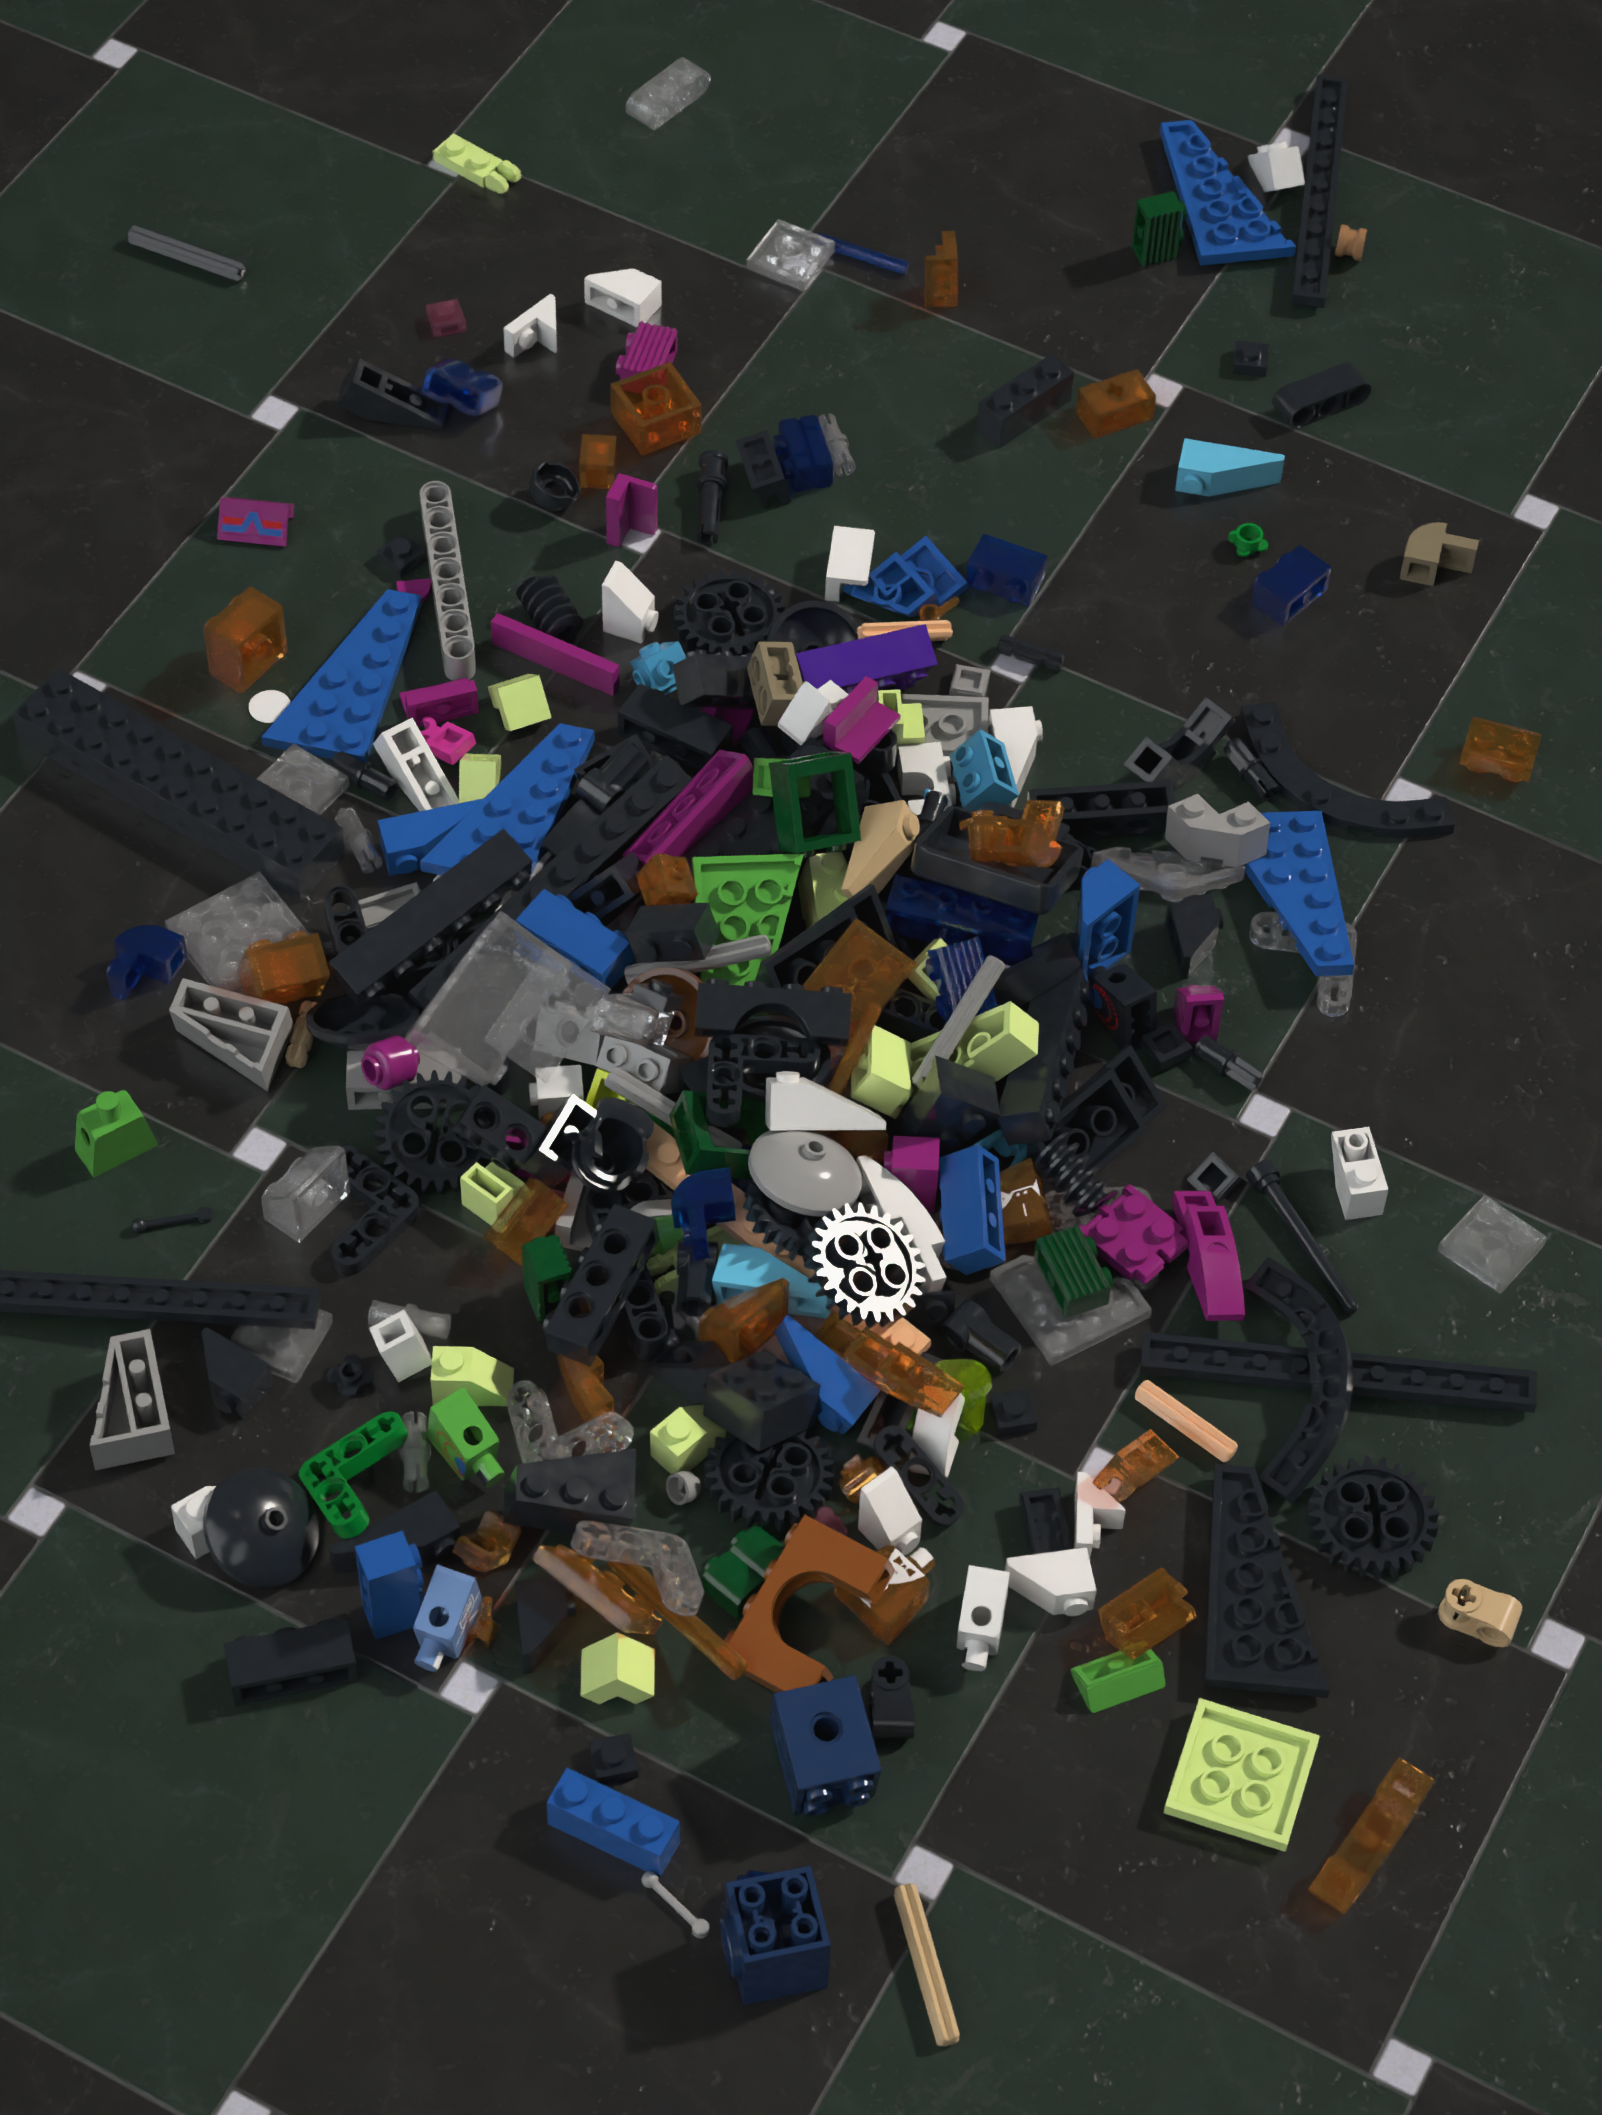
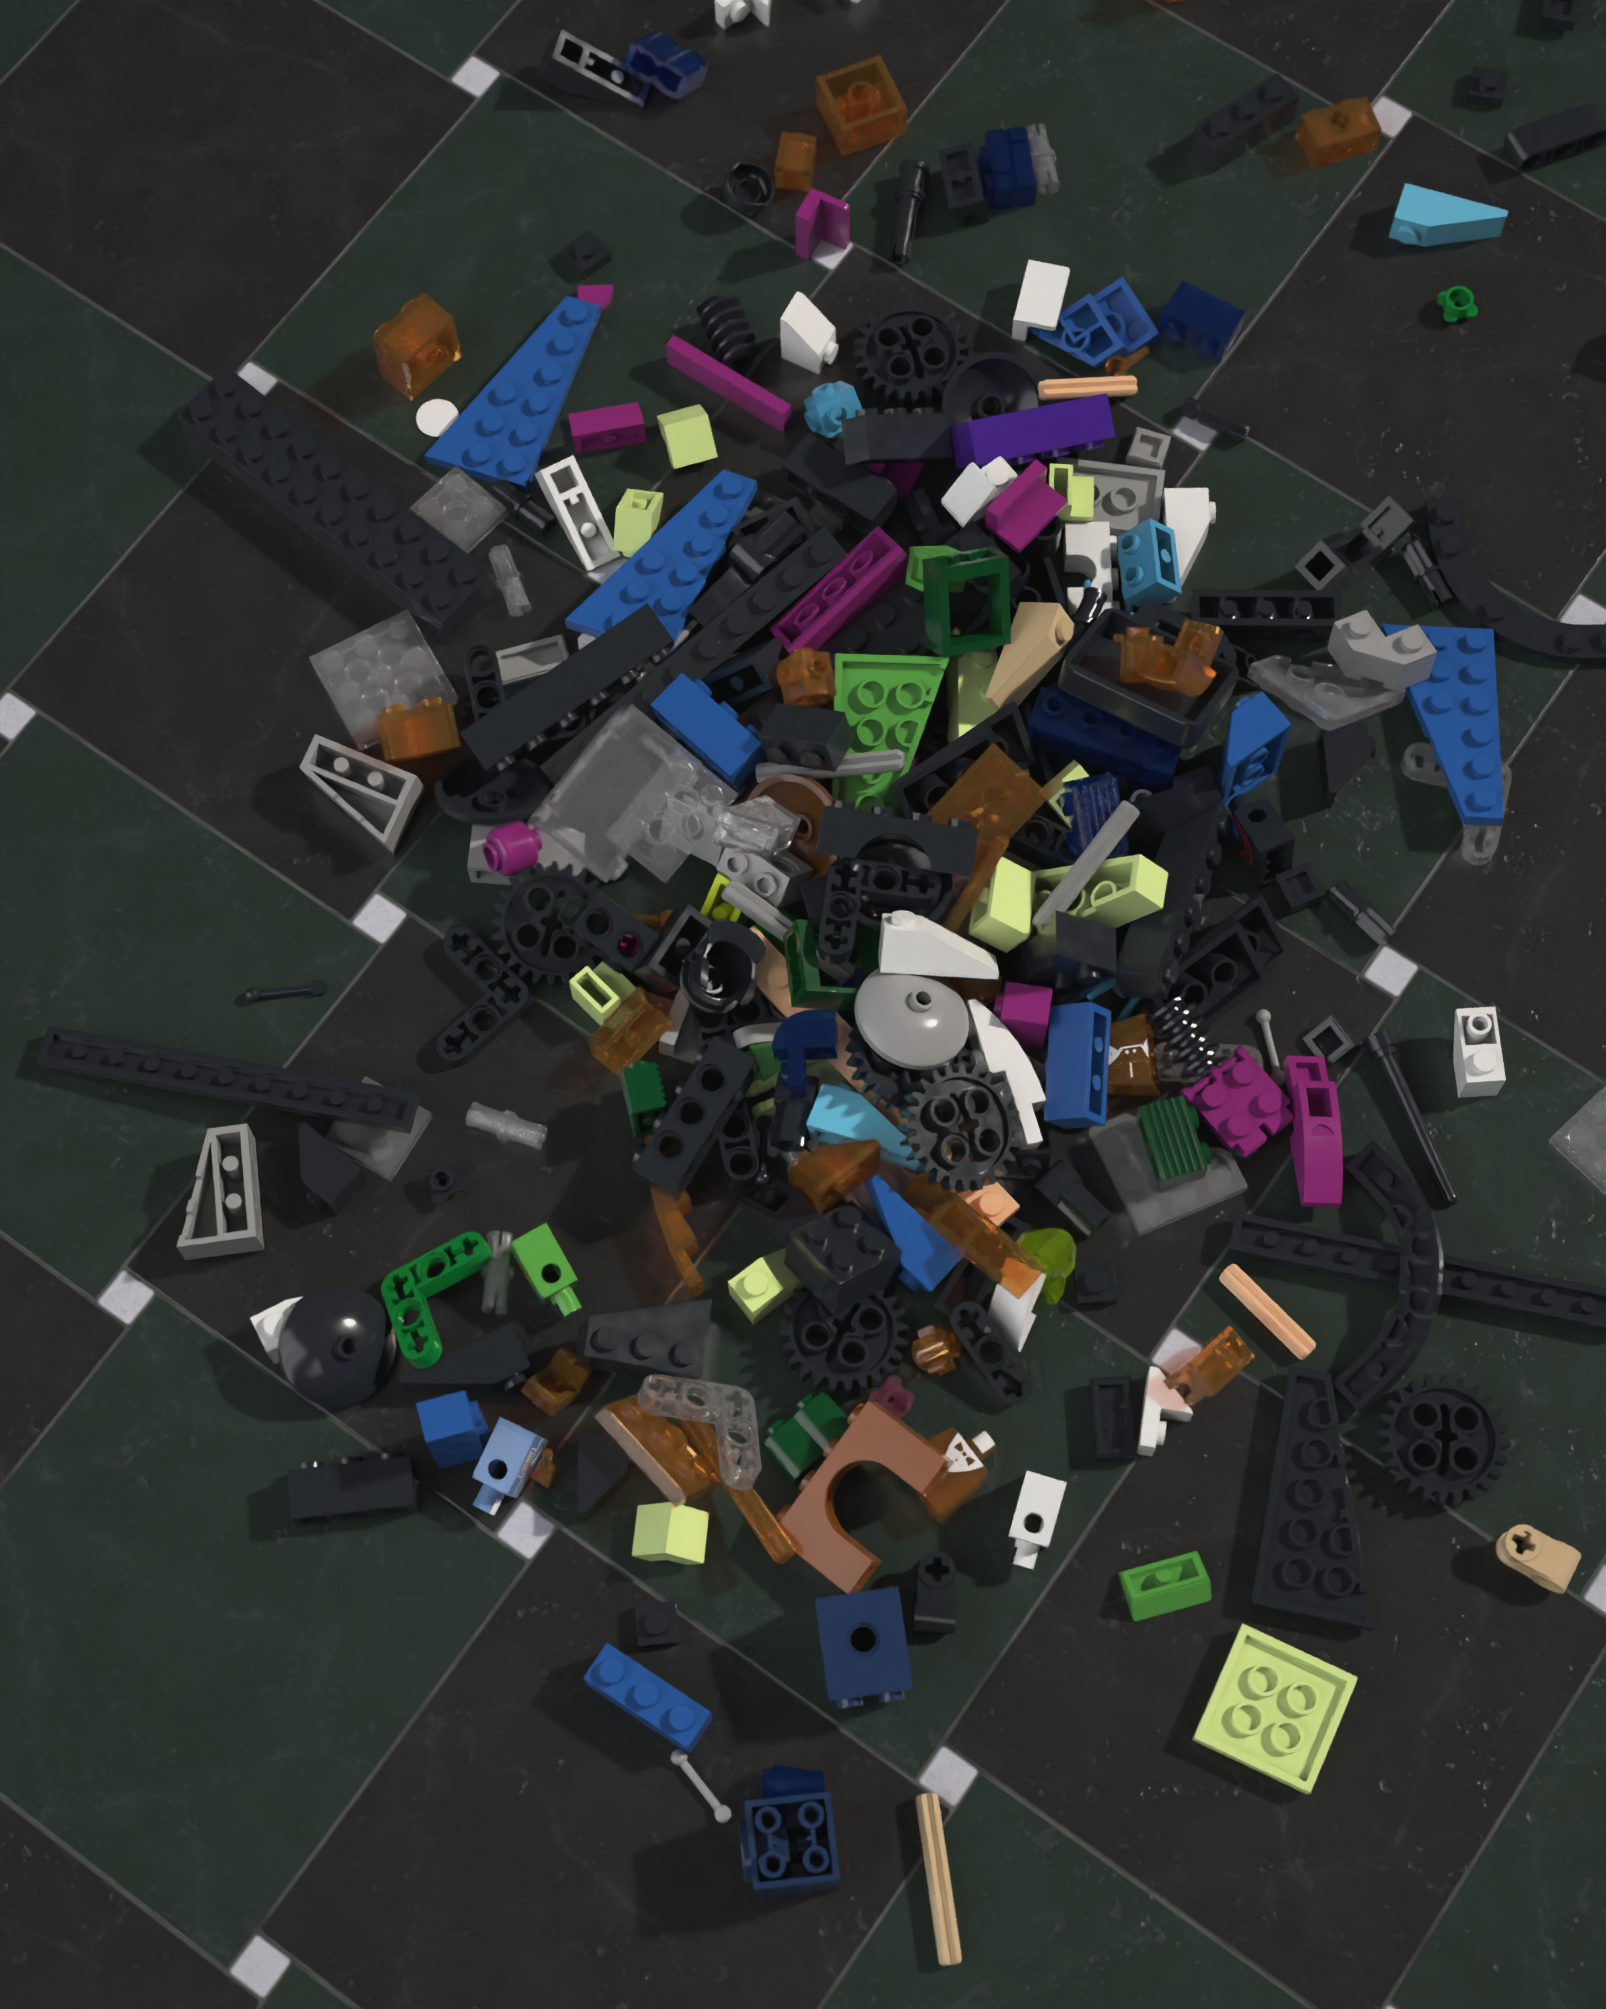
camera: 10 degrees right, 15 degrees up
(111, 1132) = (234, 894): bright green torso -> none
(145, 951) = (286, 691): clear blue brick -> none
(254, 521) = (441, 203): magenta panel -> none
(300, 1039) = (425, 816): tan axle -> none
(307, 1191) = (418, 977): clear slope -> none
(401, 1345) = (493, 1158): white brick -> none
(413, 835) = (566, 584): blue slope -> none
(447, 581) = (629, 303): light grey beam -> none
(448, 741) = (607, 476): dark pink plate -> none
(480, 1374) = (559, 1197): yellowish green slope -> none
(551, 1445) = (638, 1287): clear beam -> none
(561, 1085) = (682, 888): white brick -> none
(647, 349) = (861, 36): magenta brick -> none
(658, 996) = (784, 807): black plate -> none
(679, 1483) = (757, 1337): light grey hinge -> none
(773, 679) = (944, 447): dark tan brick -> none
(889, 1514) = (957, 1395): white slope -> none
(1055, 1580) = (1115, 1479): white slope -> none
(1146, 1163) = (1263, 1017): none -> light grey hinge
(1146, 1614) = (1201, 1526): clear orange hinge -> none
(1198, 1012) = (1336, 854): magenta slope -> none
(1290, 585) = (1495, 362): clear blue brick -> none
(1372, 1837) = (1395, 1793): clear orange slope -> none

